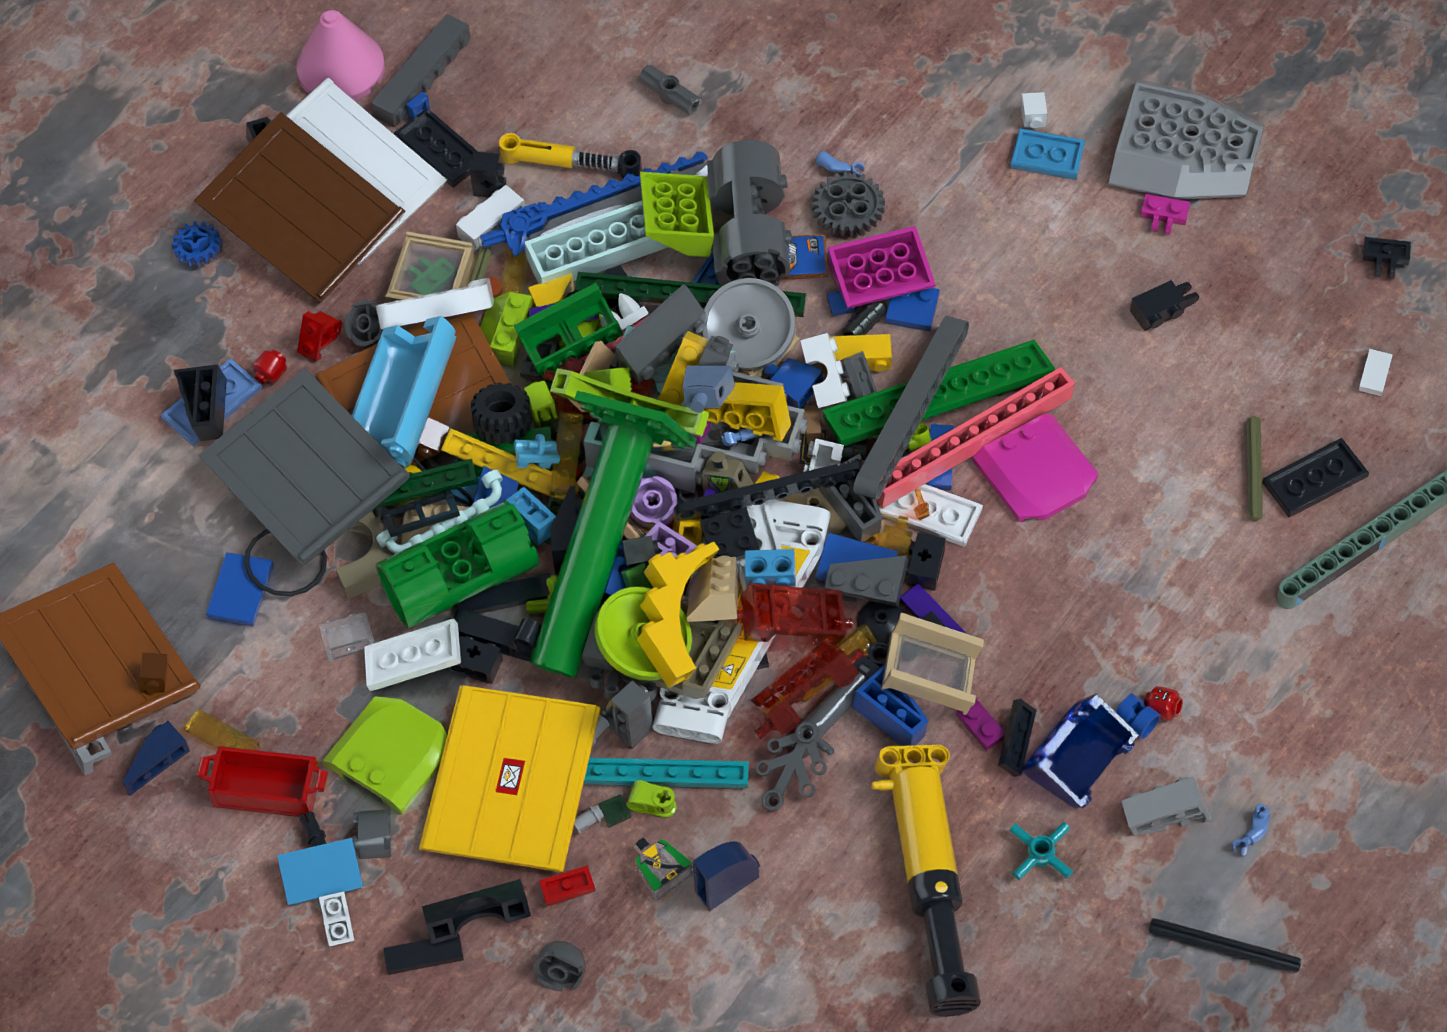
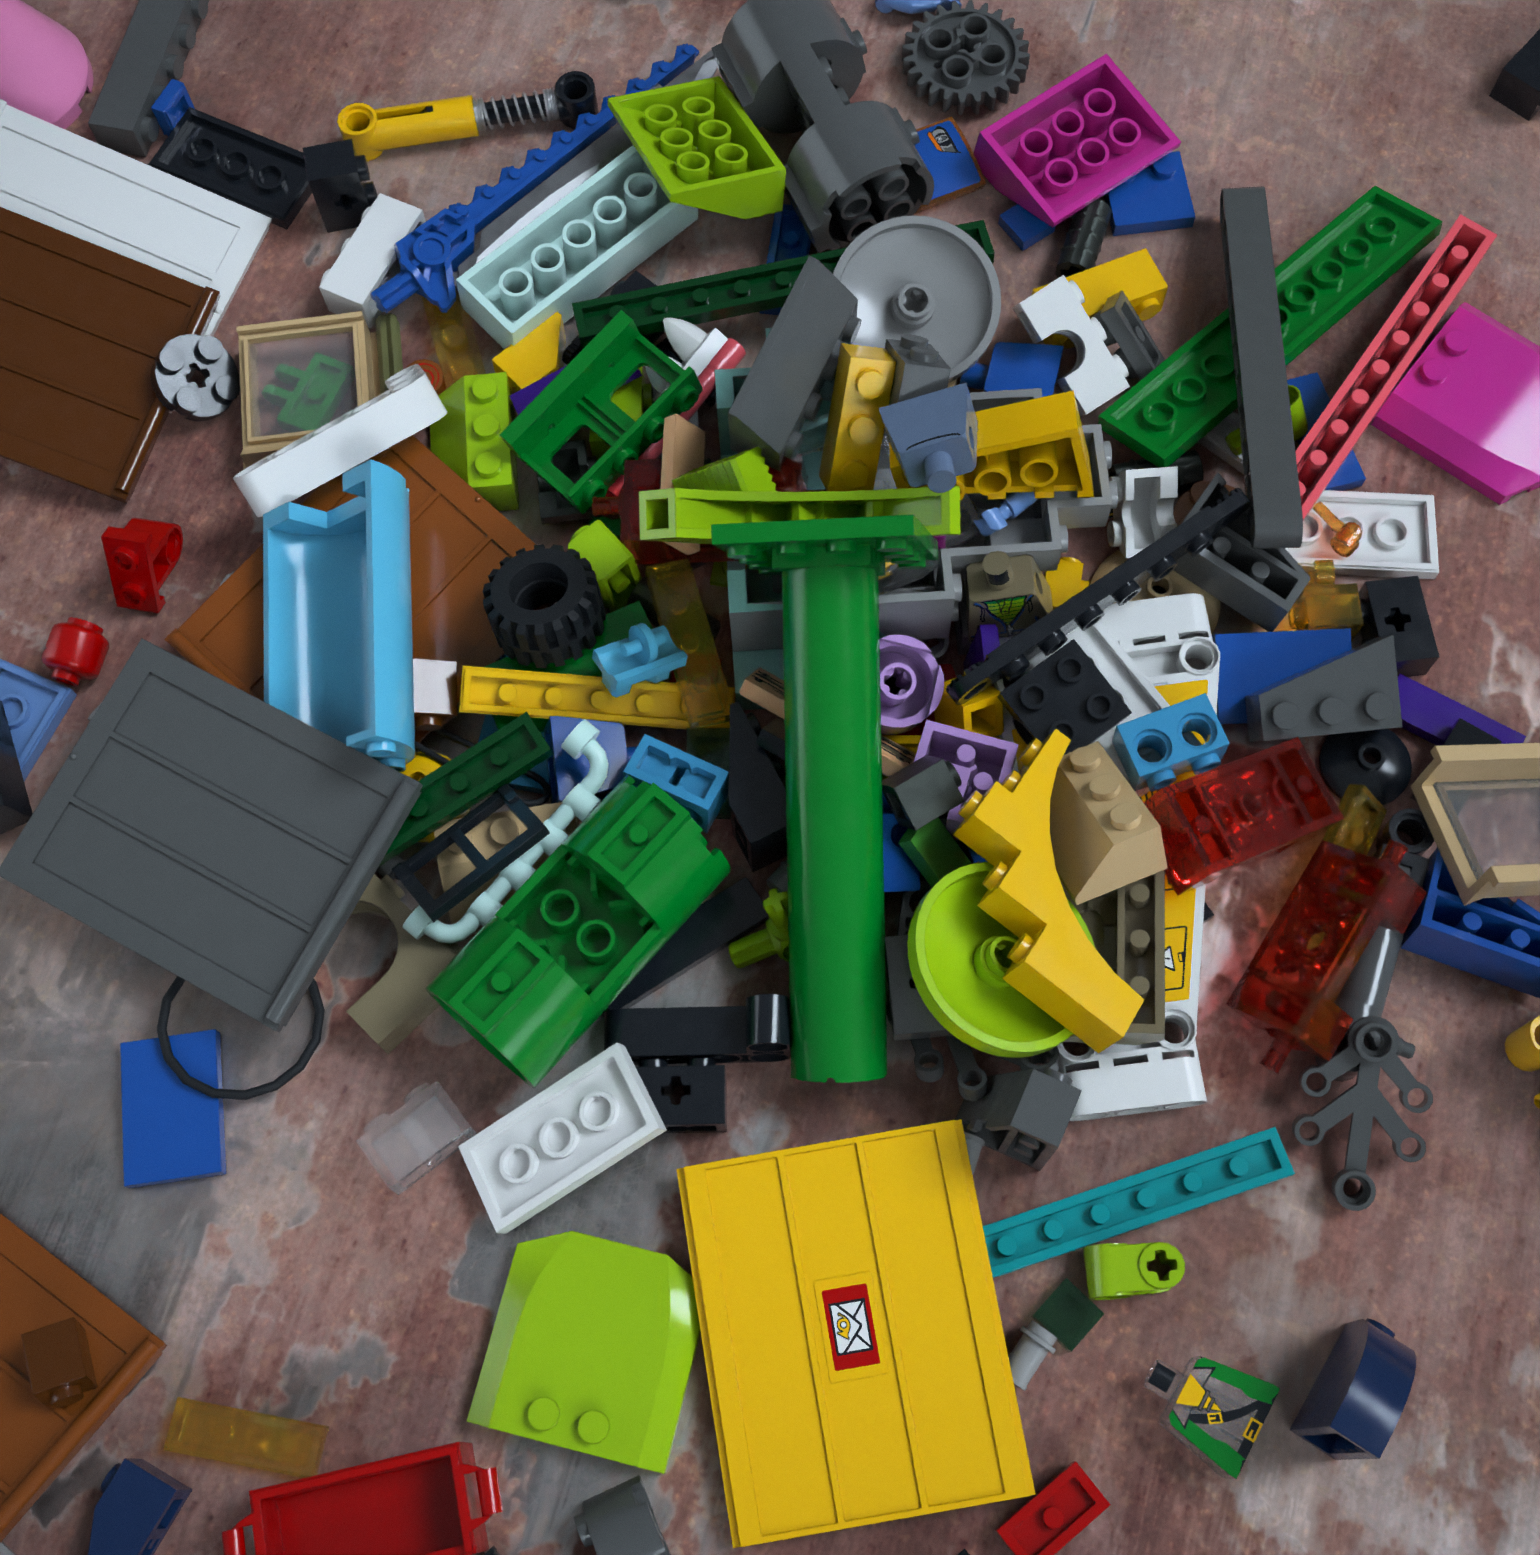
camera: 20 degrees left, 10 degrees up
(363, 323) = (220, 517): dark grey cylinder -> none
(369, 260) = (185, 397): none -> plate

